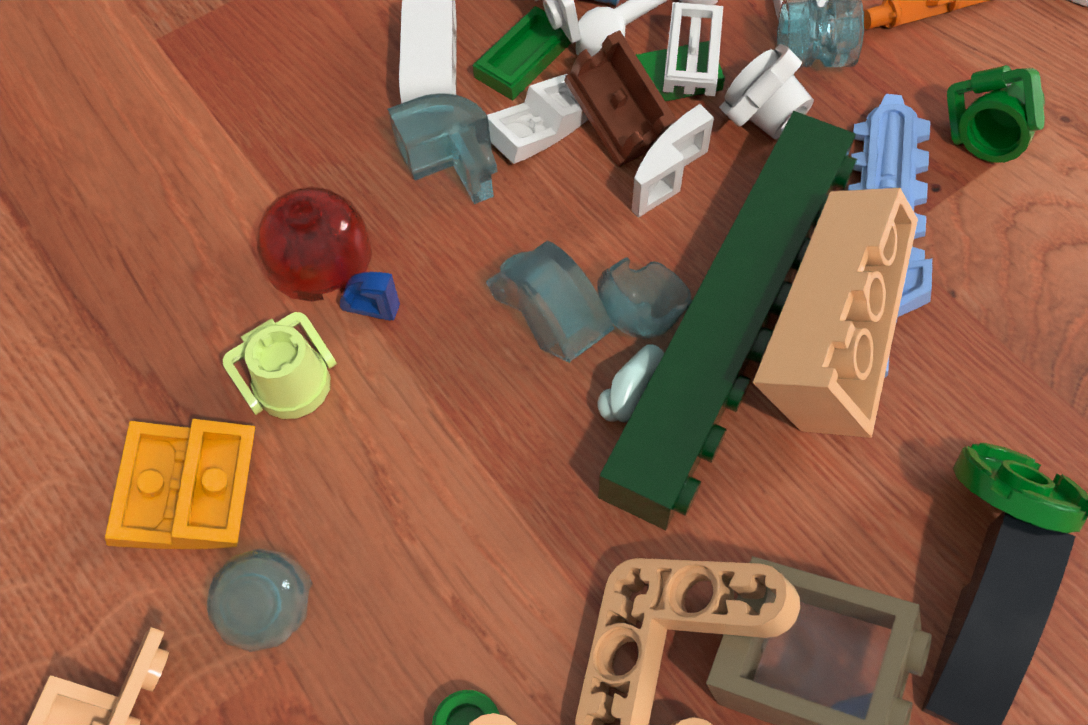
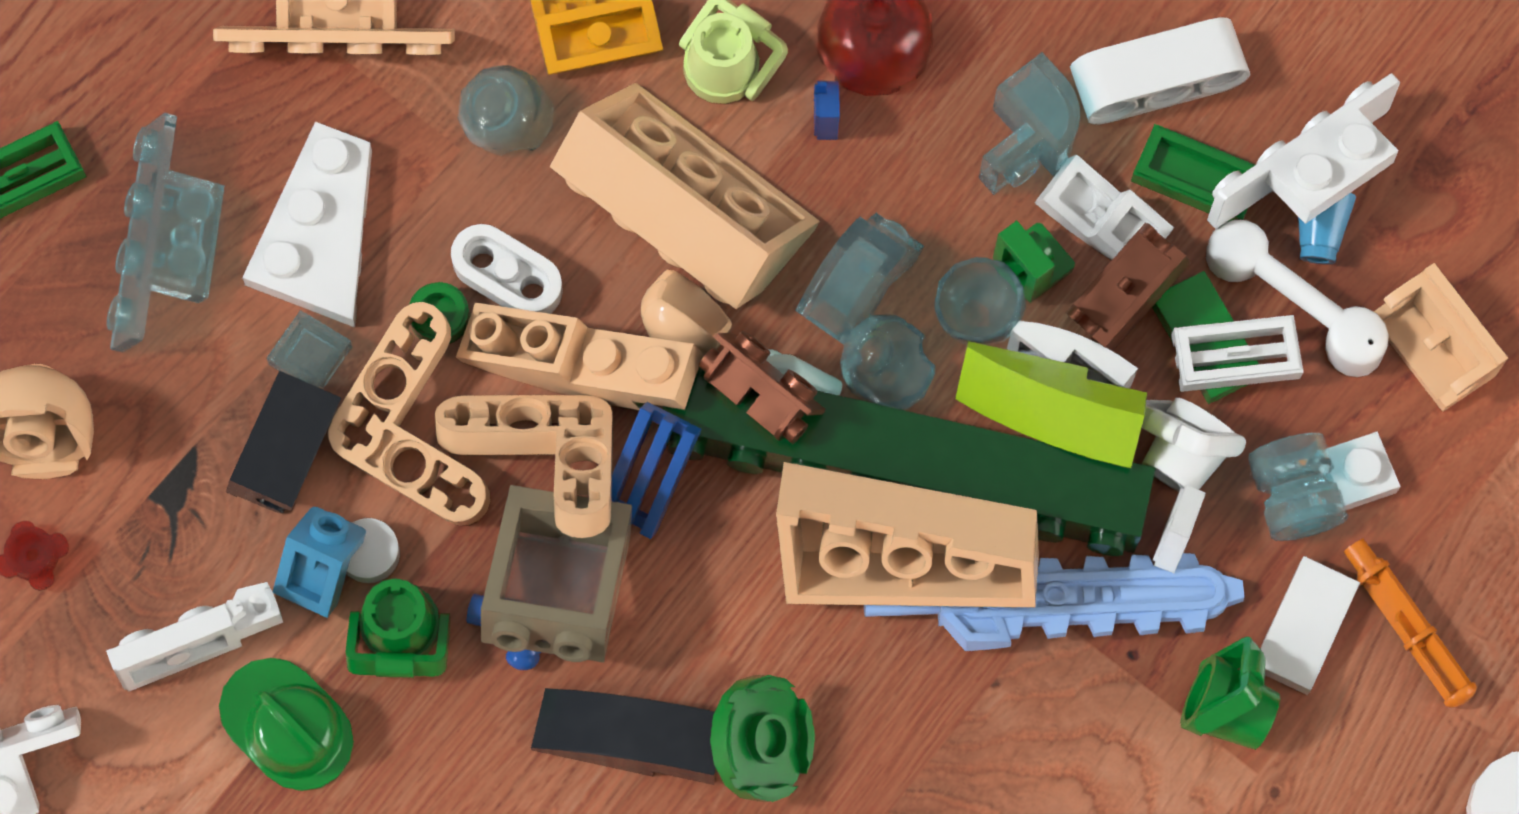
camera: 70 degrees right, 10 degrees up
(417, 441) = (682, 194): none -> light nougat slope
(440, 635) = (511, 270): none -> white plate
(550, 467) = (682, 312): none -> light nougat hair
(565, 580) = (579, 360): none -> light nougat slope
(573, 167) = (1033, 257): none -> green bracket
(602, 211) = (980, 301): none -> clear light blue hair
(635, 406) = (781, 397): none -> copper hinge
(720, 167) = (1053, 402): none -> lime slope
(722, 509) = (668, 422): none -> blue tile
(847, 110) = (1178, 528): none -> white tile
(923, 60) = (1306, 624): none -> white tile

